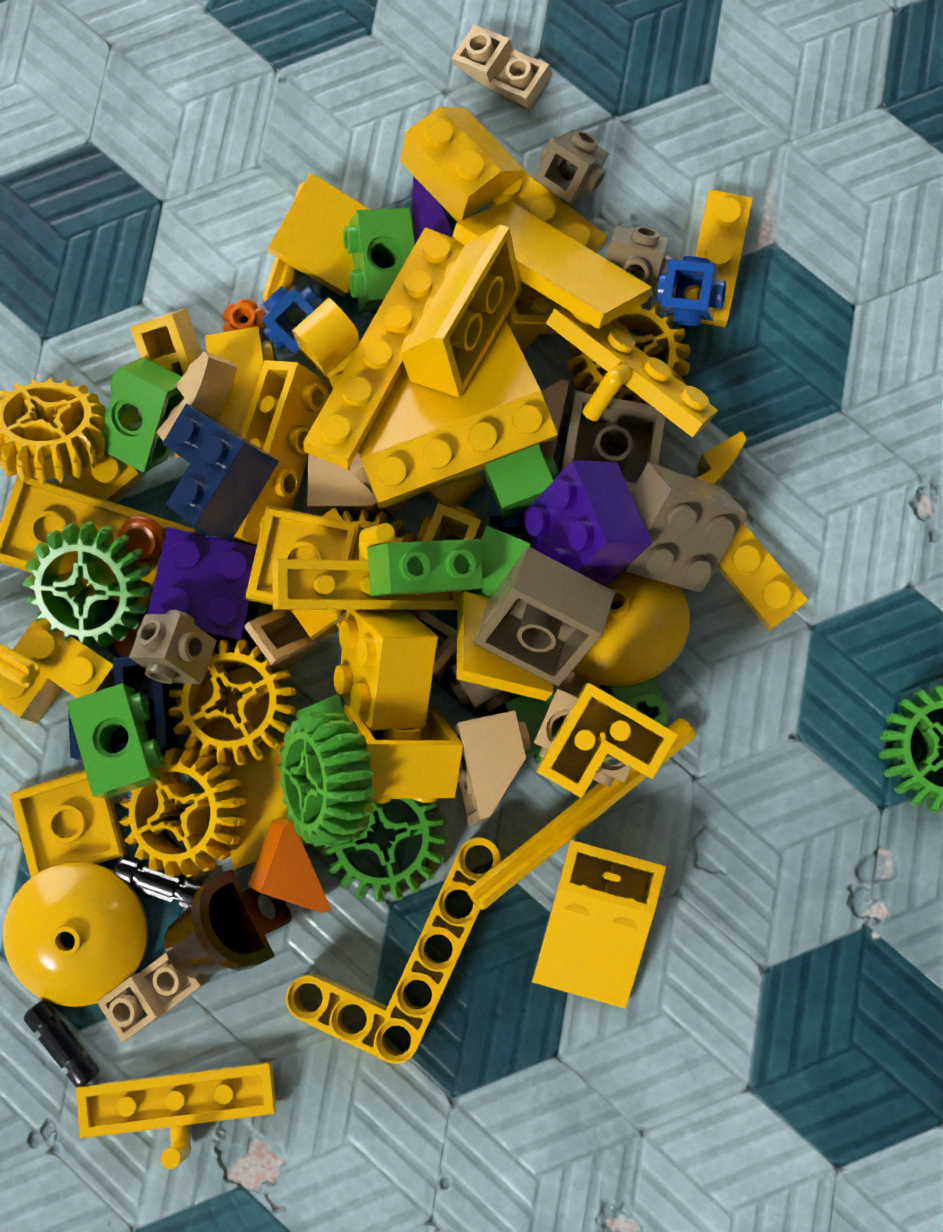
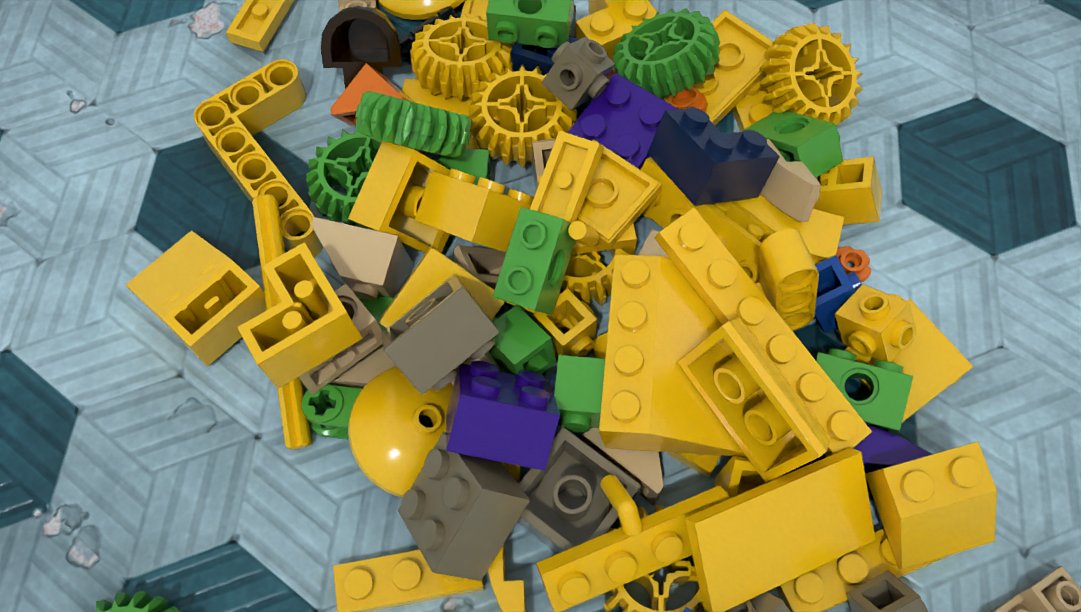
camera: 110 degrees right, 15 degrees down
(317, 258) = (876, 323): none -> yellow brick

